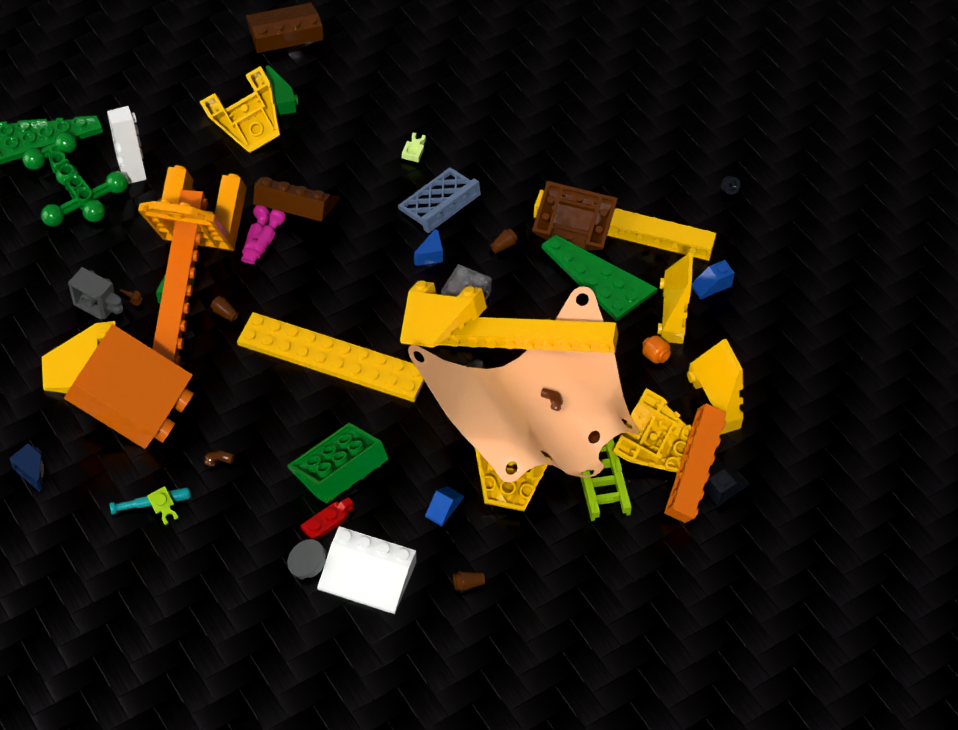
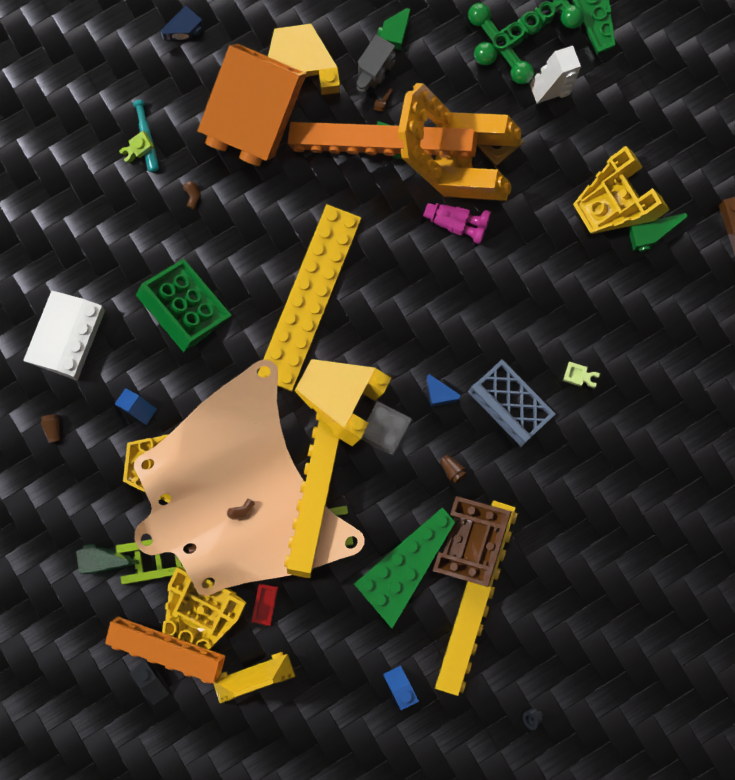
camera: 90 degrees right, 25 degrees up
(57, 282) = (395, 28): none -> green slope
(224, 308) = (365, 189): reddish brown cone -> none
(293, 199) = (501, 251): reddish brown slope -> none
(307, 559) = (76, 279): dark grey tile -> none
(327, 519) = (122, 296): red hinge -> none
(608, 524) = (97, 560): none -> clear green slope
(634, 389) = (264, 604): none -> red tile
(656, 349) = (310, 621): orange head -> none
(676, 295) = (366, 643): yellow wedge -> none

